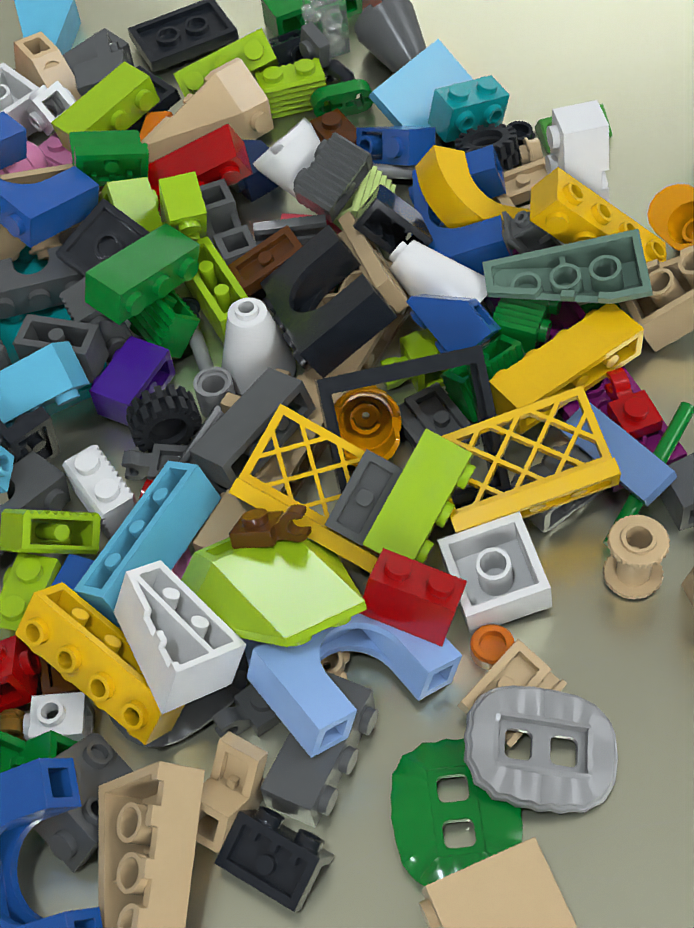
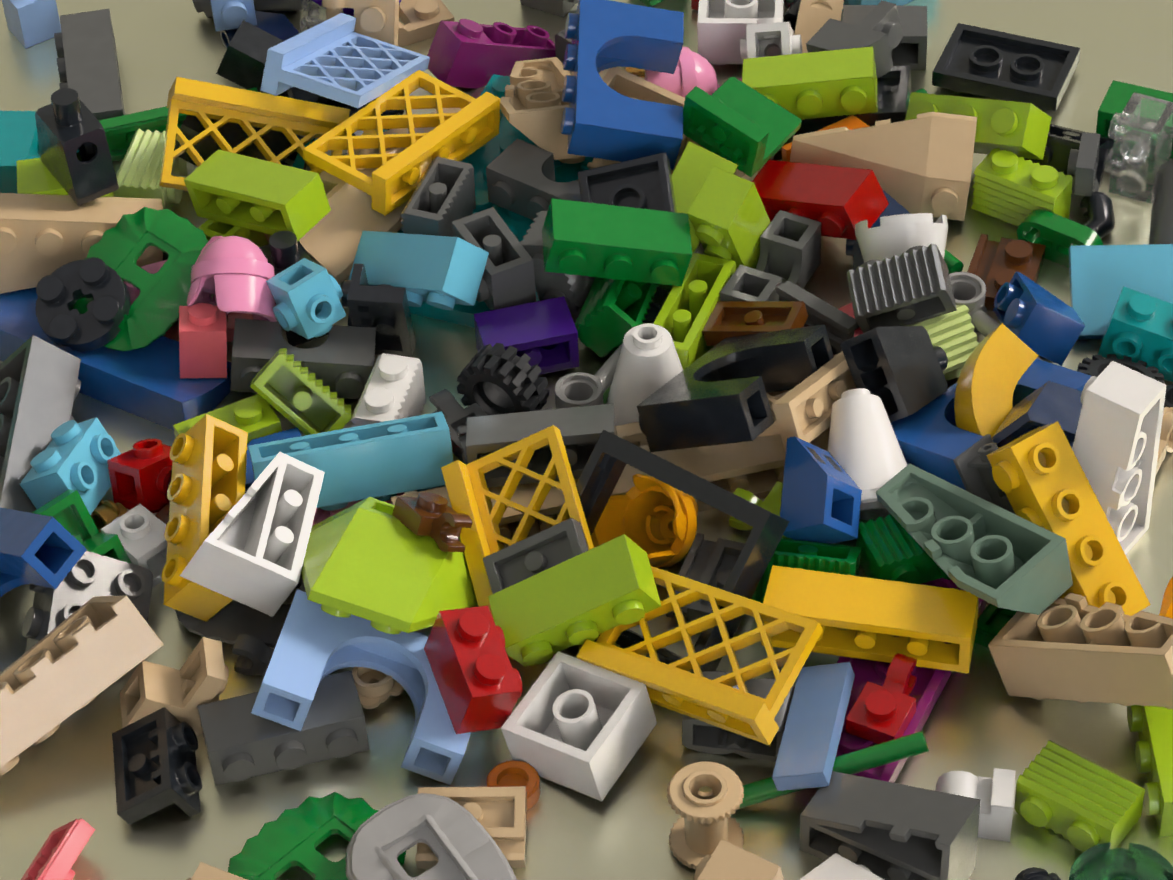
camera: 45 degrees right, 10 degrees down
(511, 184) = (1042, 407): none -> dark blue slope

